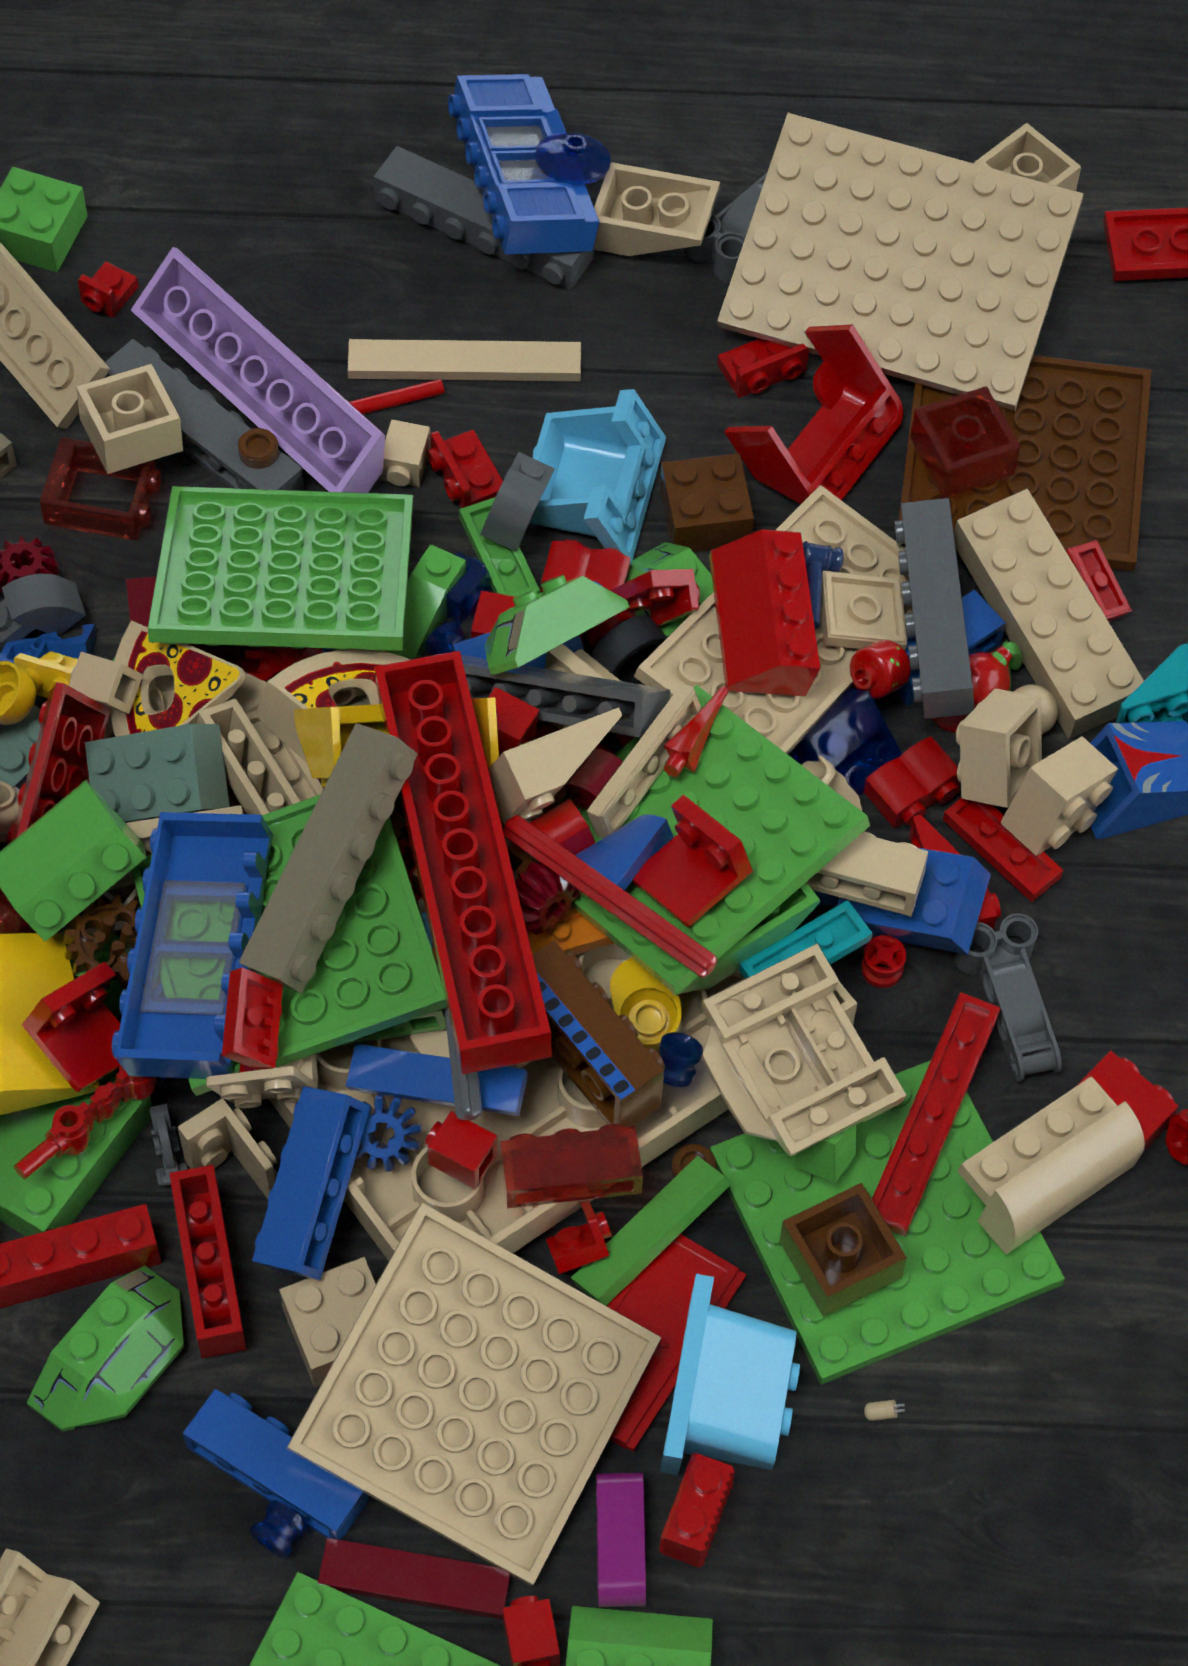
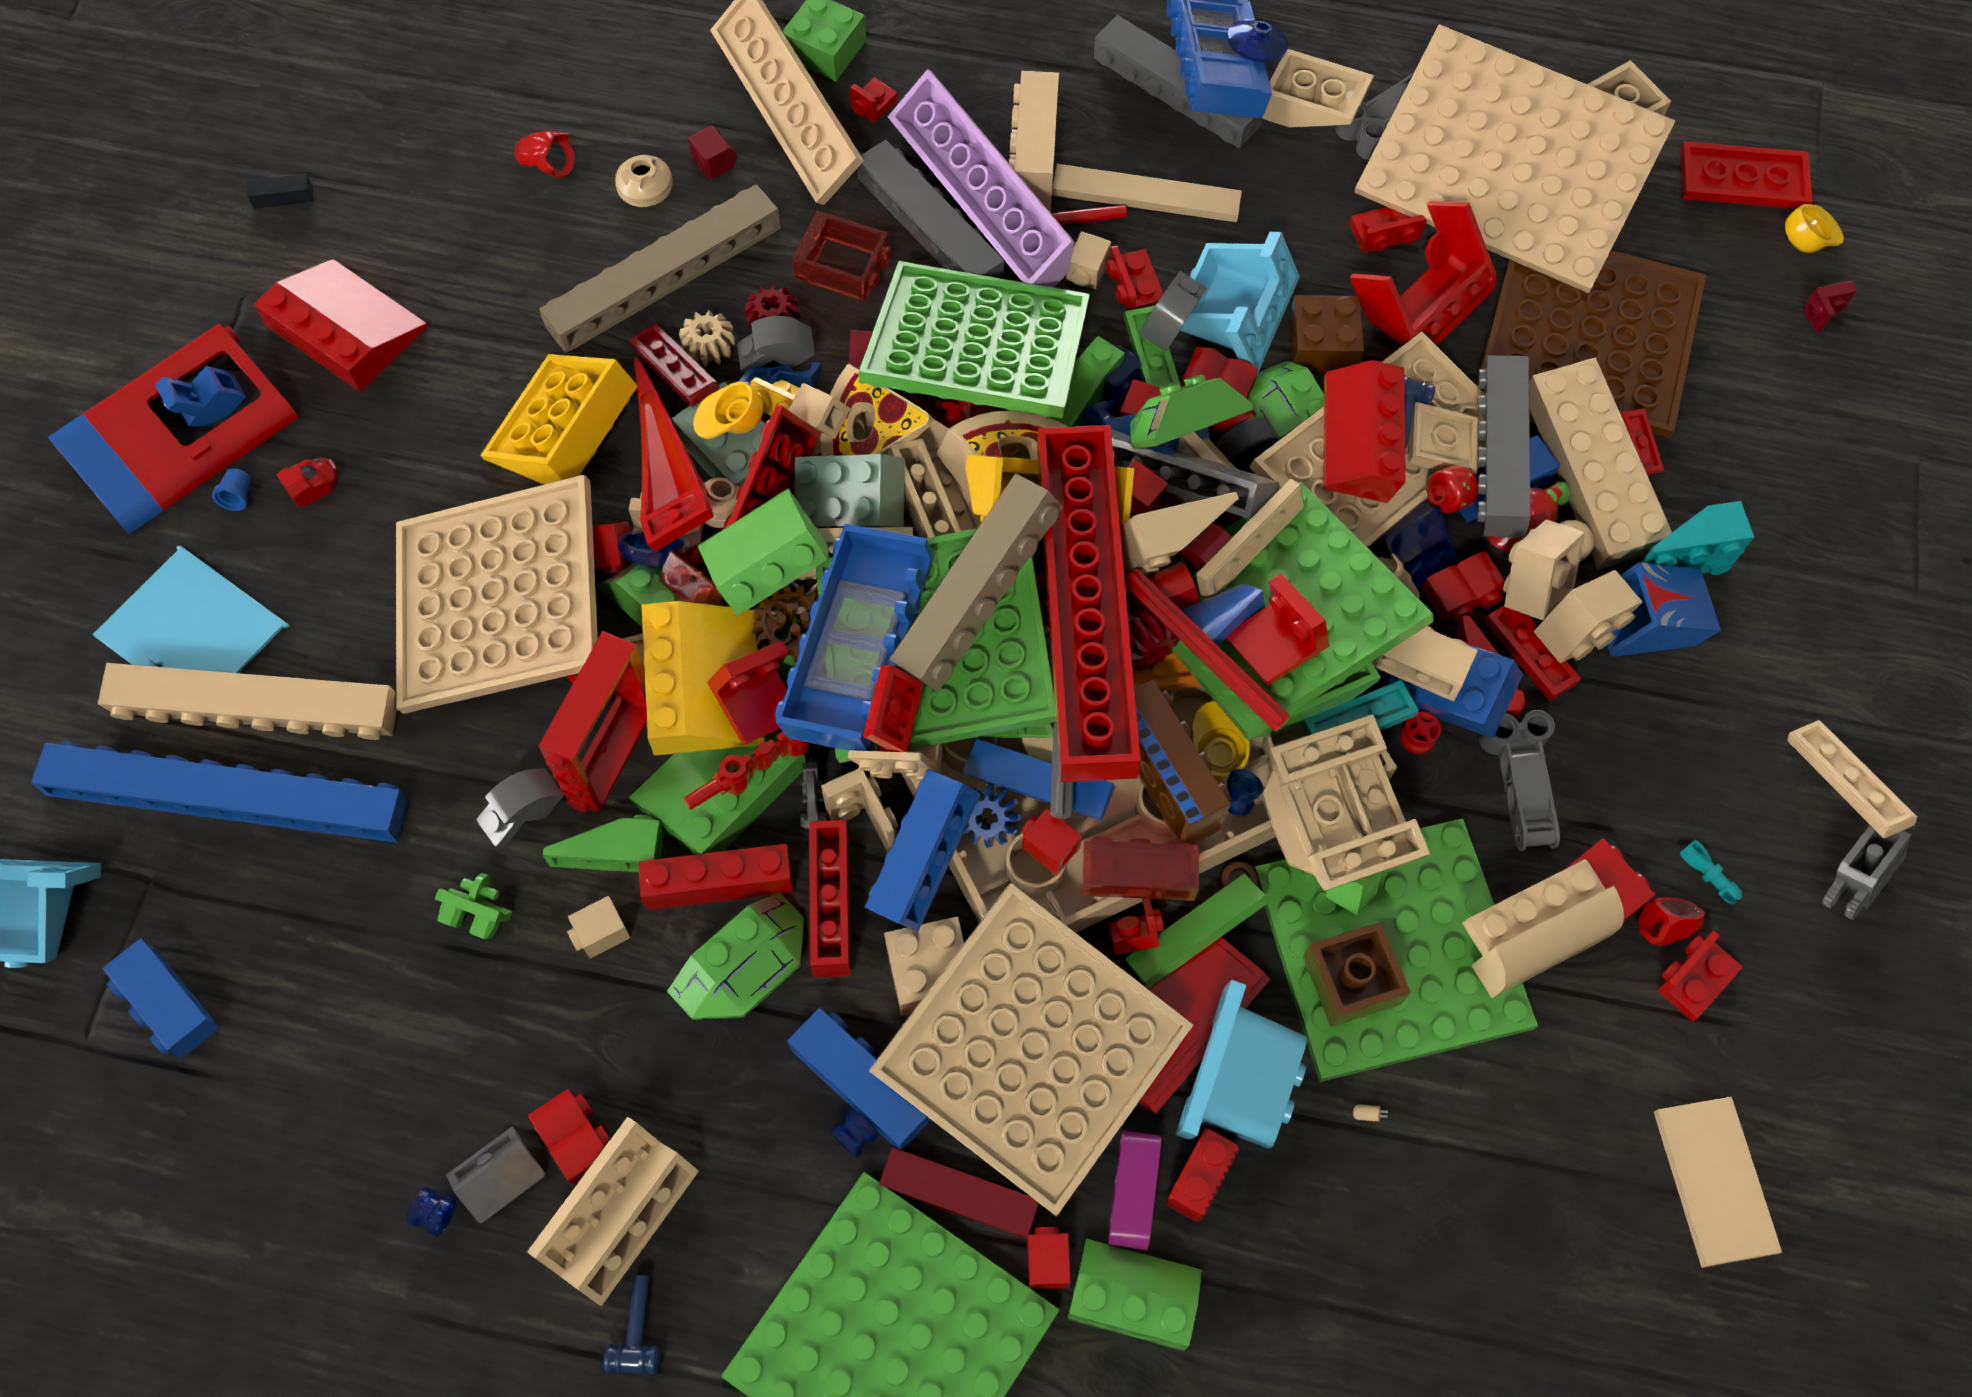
camera: 10 degrees right, 5 degrees up
(129, 418) = (872, 201): tan brick -> none
(258, 448) = (971, 239): reddish brown tile -> none
(316, 306) = (1035, 132): none -> tan brick
(663, 592) = (1283, 401): red bracket -> none
(688, 743) = (1287, 530): red piece -> none
(934, 1111) = (1447, 866): red tile -> none
(965, 441) = (1546, 312): clear red brick -> none

